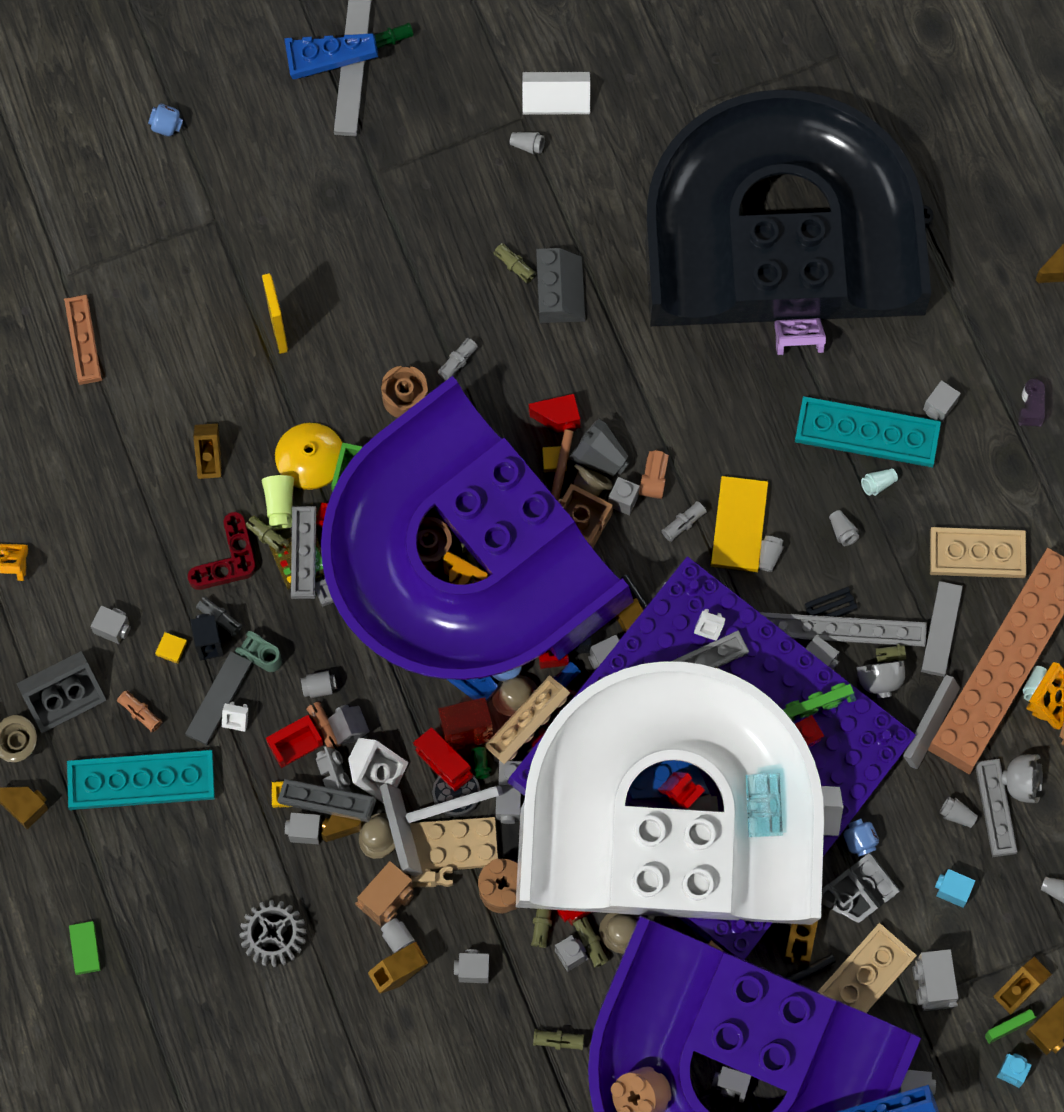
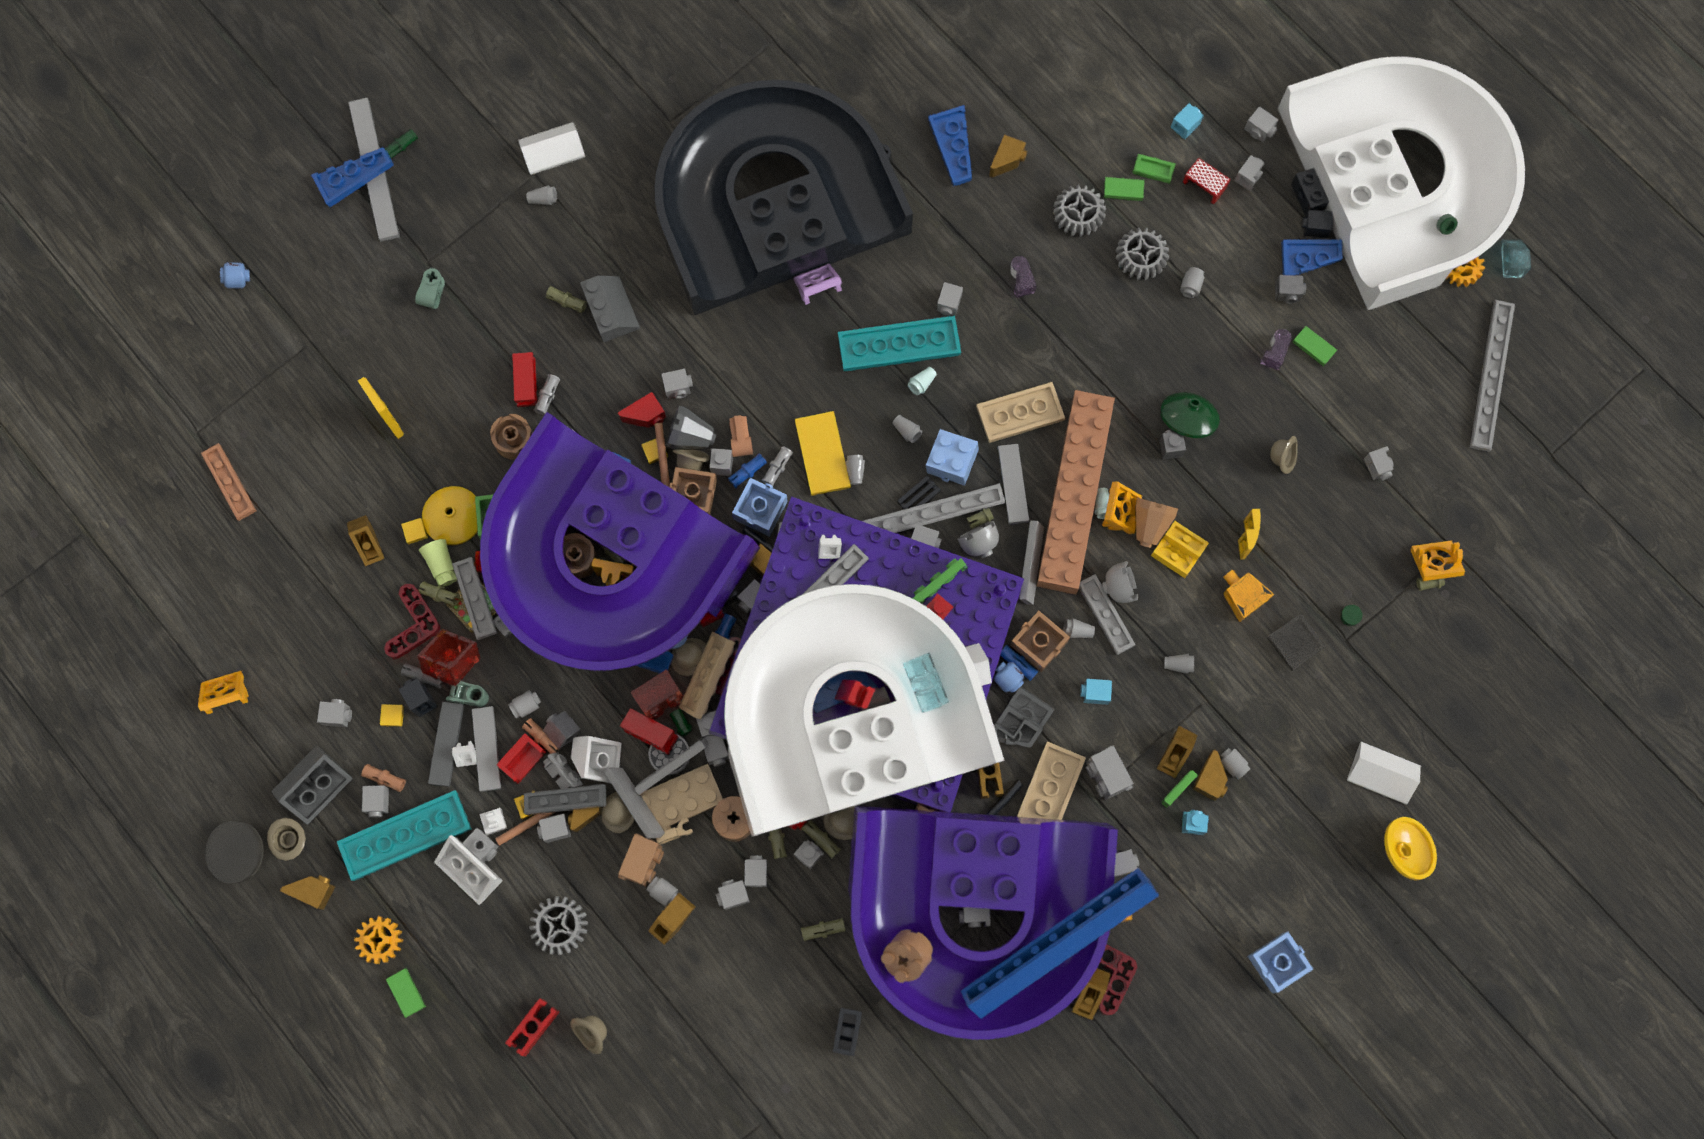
camera: 20 degrees left, 5 degrees up
(71, 890) = (378, 948): none -> light orange gear
(123, 731) = (375, 800): none -> light grey brick
(195, 840) = (467, 870): none -> white slope
(207, 1042) = (523, 1027): none -> red piece
(219, 819) = (481, 845): none -> light grey brick
(240, 798) = (493, 821): none -> white tile
(251, 605) = (444, 657): none -> clear red piece
(260, 718) = (486, 749): none -> light grey tile
(263, 458) = (414, 531): none -> yellow tile
(266, 1058) = (590, 1032): none -> dark tan hat
(270, 815) = (521, 827): none -> nougat bar
(368, 206) = (430, 292): none -> sand green piece
(439, 335) = (524, 379): none -> red piece
(506, 952) = (756, 872): none -> light grey brick
(604, 394) = (677, 383): none -> light grey brick
(649, 515) = (747, 470): none -> blue pin
(649, 558) = (759, 506): none -> light blue brick
(871, 815) = (1011, 656): none -> blue pin
(882, 576) = (952, 457): none -> light blue brick
(909, 810) = (1039, 641): none -> medium nougat brick
(1007, 225) = (951, 137): none -> blue wing

